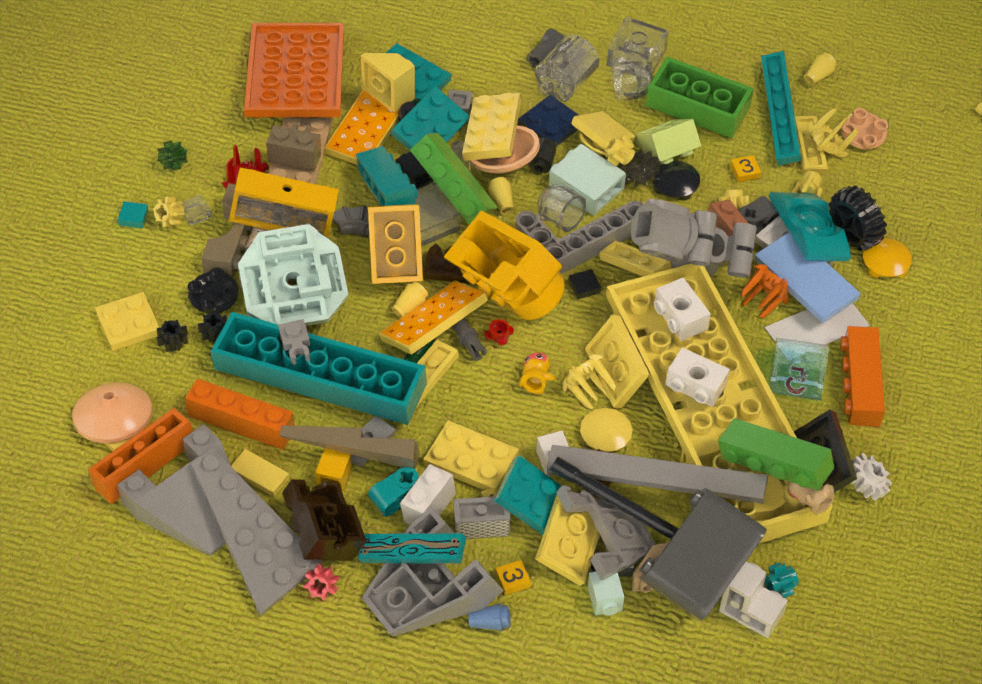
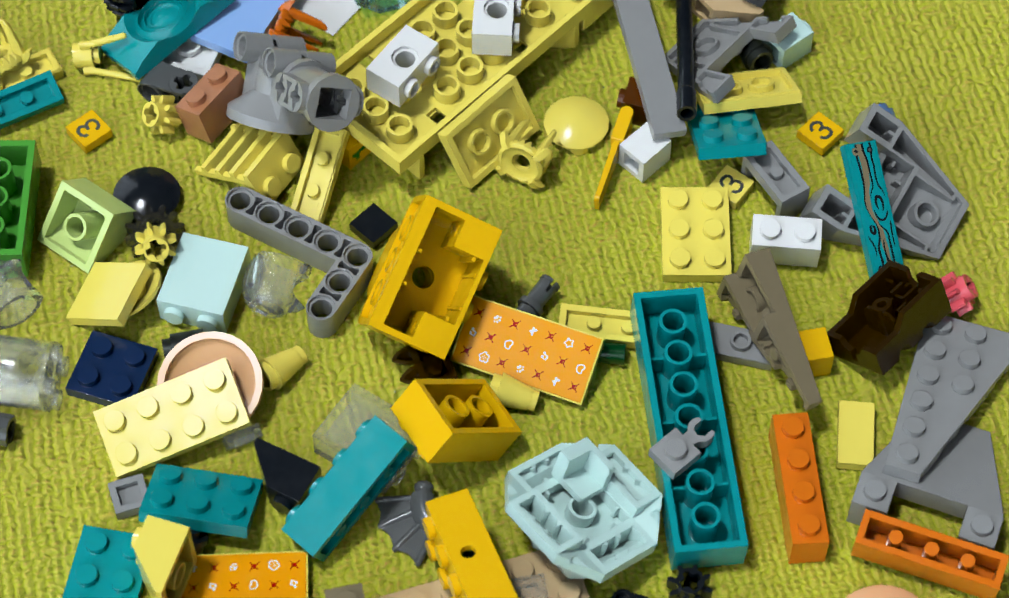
camera: 115 degrees left, 5 degrees up
(392, 490) = (801, 281): teal piece -> none
(452, 177) = (305, 406): bright green brick -> none
(499, 326) = (501, 273): red plate -> none
(536, 373) = (539, 215): yellow animal -> none
(573, 438) = (622, 130): none -> yellow piece

